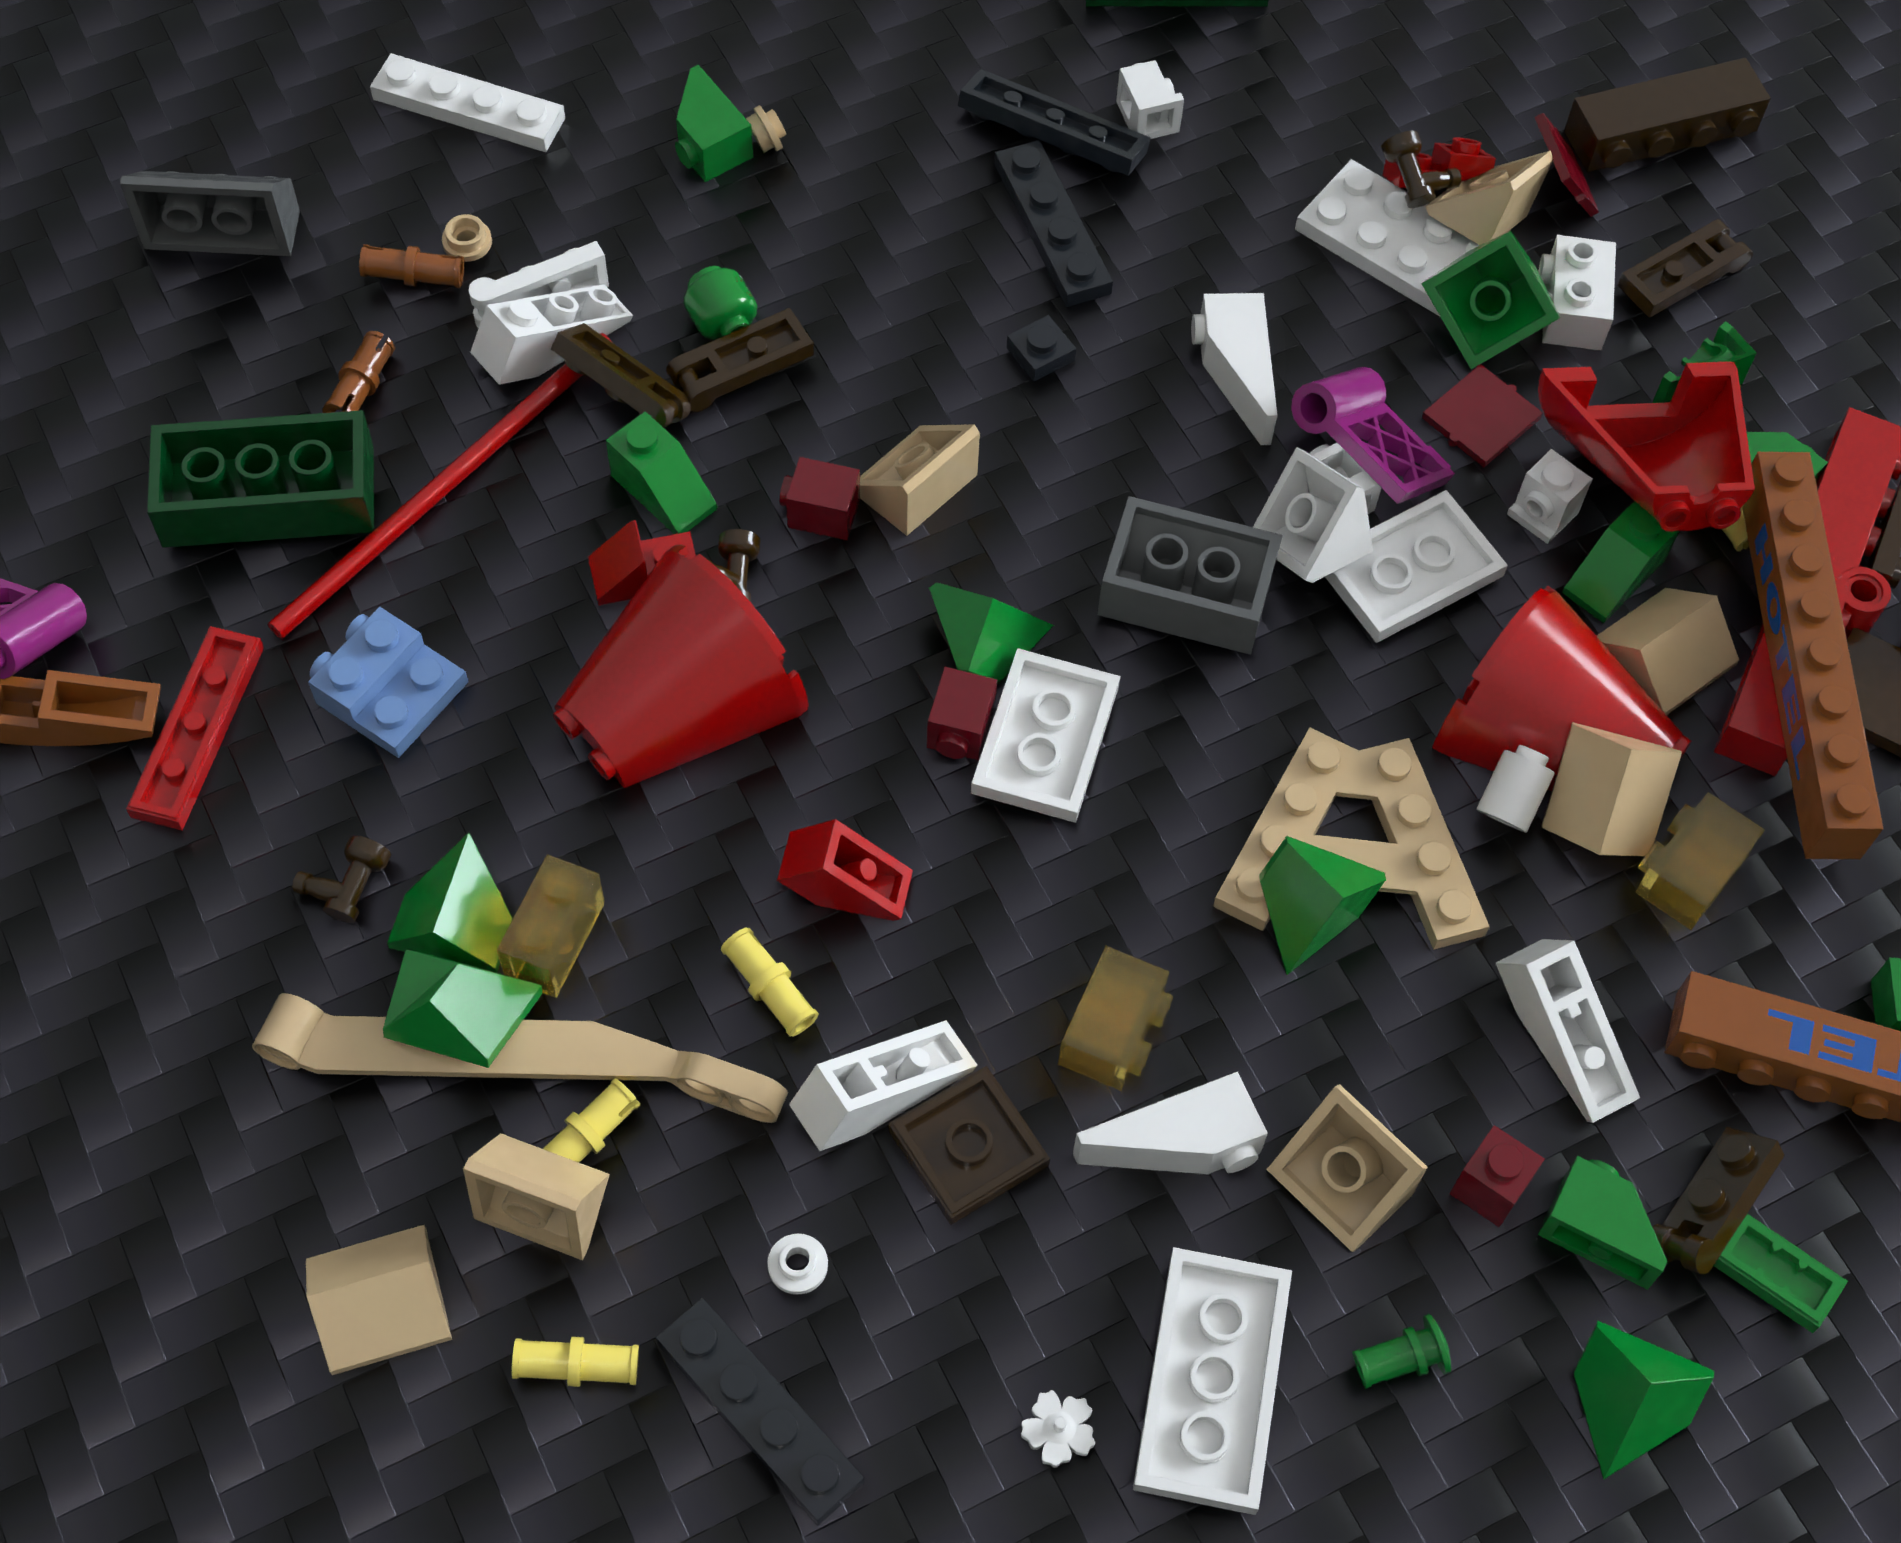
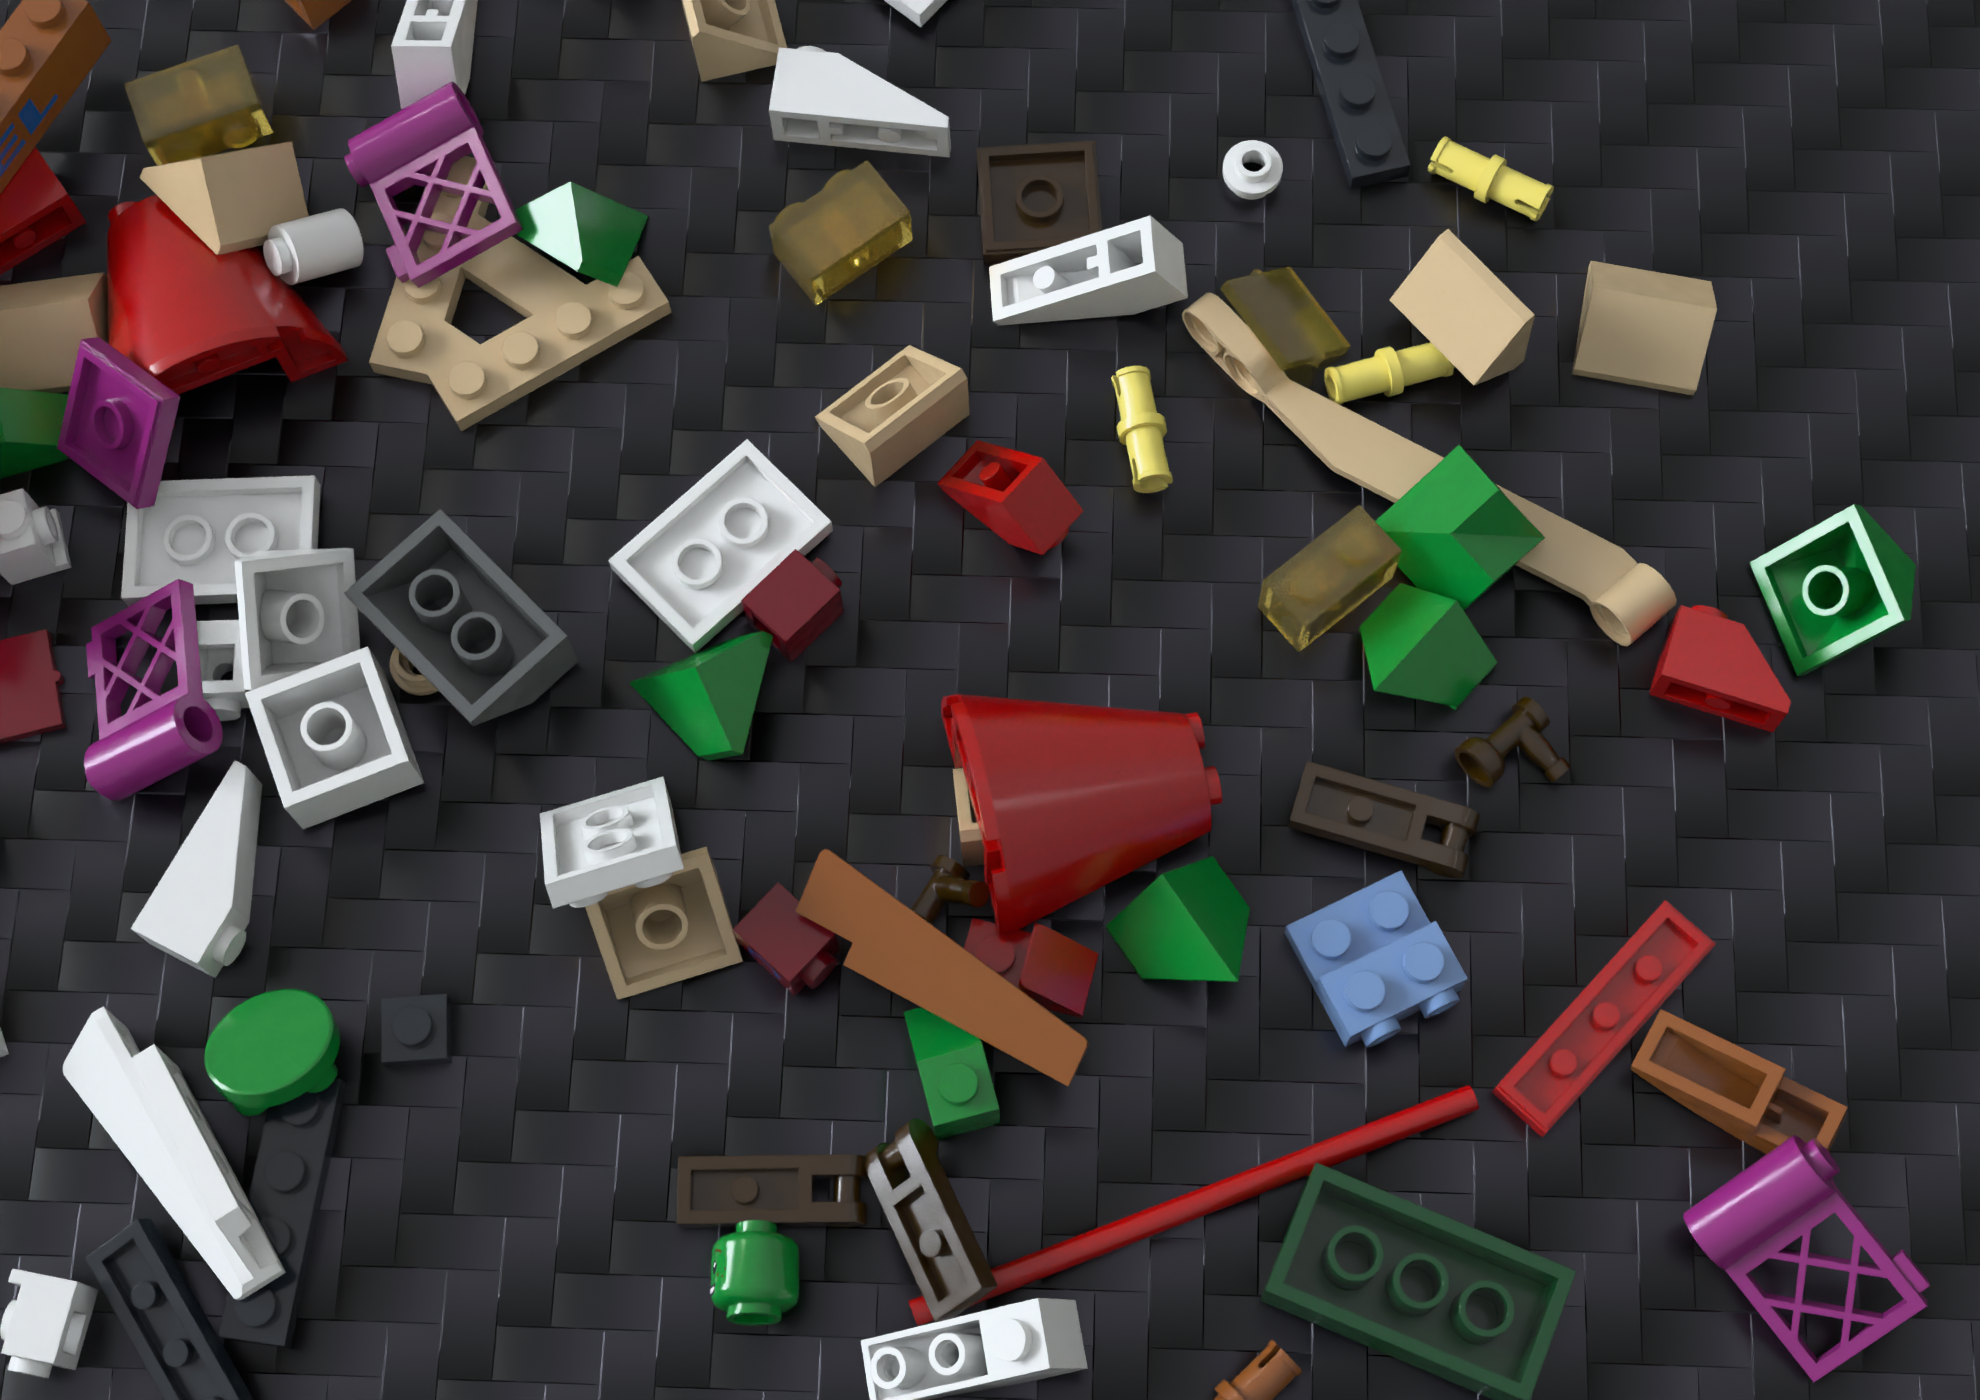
camera: 145 degrees left, 10 degrees up
(113, 1117) = (1835, 587): none -> green slope
(199, 1007) = (1718, 670): none -> red slope
(425, 777) = (1383, 819): none -> dark brown plate
(536, 640) = (1185, 926): none -> green slope
(695, 1128) = (1285, 317): none -> clear yellow piece
(697, 505) = (934, 971): none -> dark orange wedge
(978, 471) = (609, 844): none -> white plate
(979, 896) = (897, 412): none -> tan slope
(1120, 281) = (273, 1050): none -> green tile
(1138, 213) = (172, 1147): none -> white wedge
(1221, 461) = (334, 738): none -> white brick
(1505, 895) = (419, 150): none -> magenta piece
(1539, 570) = (118, 422): none -> magenta tile

